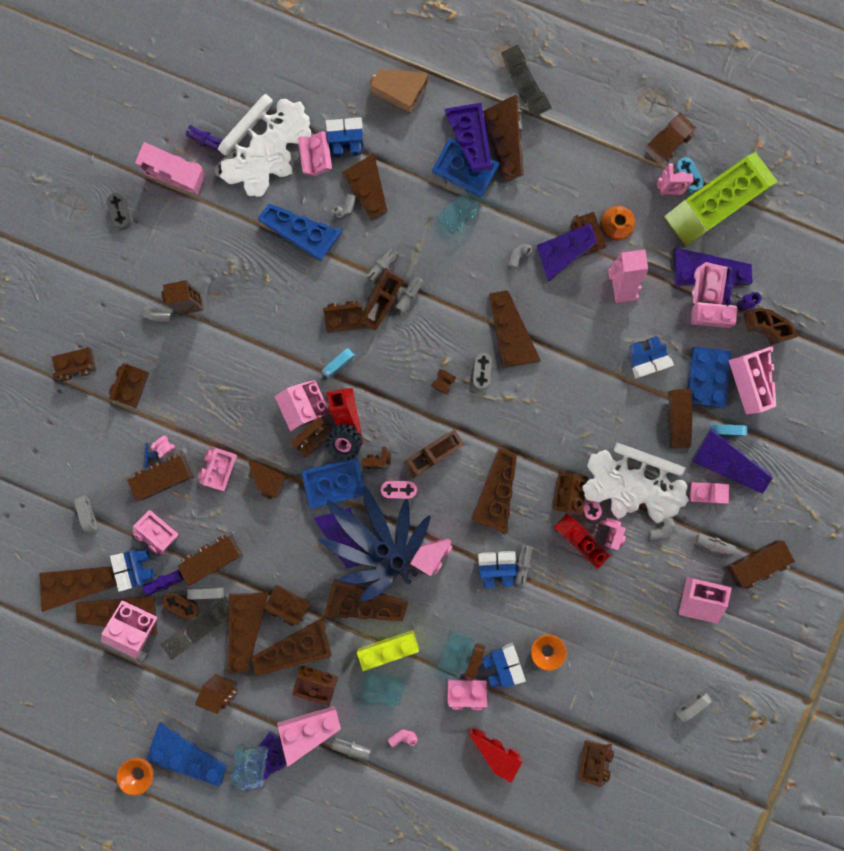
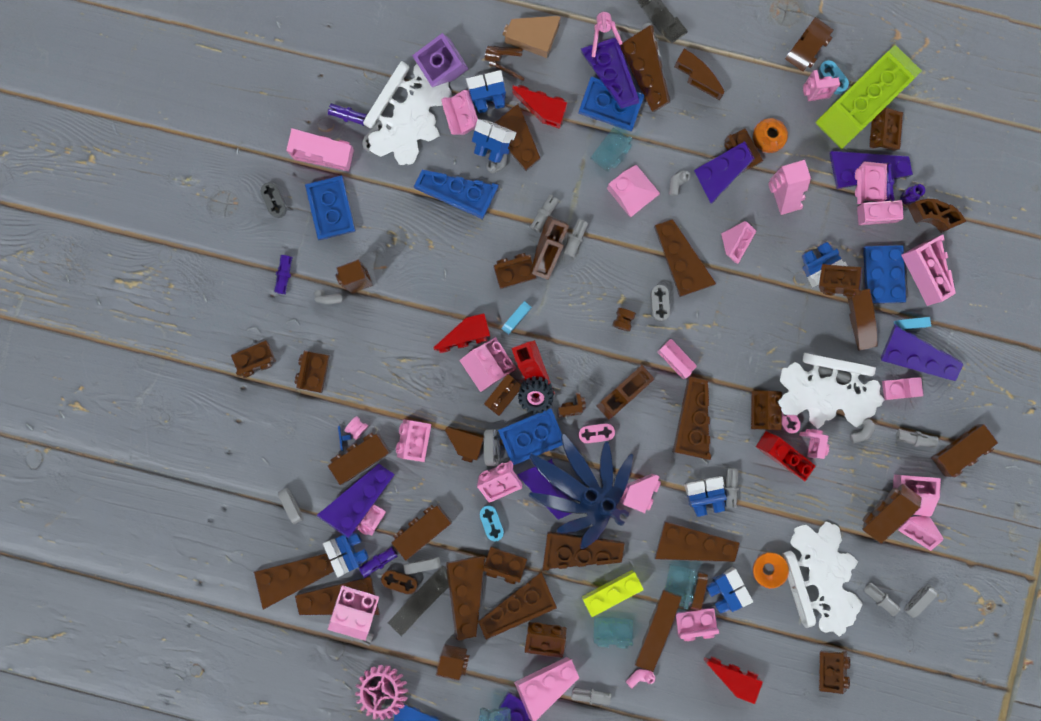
camera: 10 degrees left, 0 degrees up
(116, 285) = (283, 274): none -> dark purple pin
(134, 715) = (384, 684): none -> bright pink gear
(146, 522) = (352, 506): none -> dark purple wing
(173, 227) = (330, 208): none -> blue plate
(276, 562) = (487, 525): none -> medium azure beam
(287, 369) = (469, 330): none -> red slope
(292, 487) = (491, 447): none -> light grey beam
(293, 522) = (498, 482): none -> bright pink bracket
(303, 99) = (440, 61): none -> medium lavender slope
(342, 182) = (492, 137): none -> hips
(359, 101) = (495, 54): none -> reddish brown plant
(400, 162) = (544, 108): none -> red slope
(427, 694) = (658, 630): none -> reddish brown slope
(471, 88) = (604, 24): none -> bright pink plant
(473, 255) = (632, 190): none -> bright pink slope
(474, 614) = (689, 544): none -> reddish brown wing
(489, 428) = (677, 359): none -> bright pink bracket
(557, 151) = (700, 74): none -> reddish brown slope
(568, 321) = (737, 240): none -> bright pink slope
(605, 663) = (828, 573): none -> white plant
(655, 698) = (882, 599): none -> light grey axle
(663, 375) = (840, 280): none -> reddish brown bracket
(677, 614) = (891, 513): none -> reddish brown brick
(706, 637) = (922, 531): none -> bright pink slope
(733, 234) = (886, 130): none -> reddish brown bracket

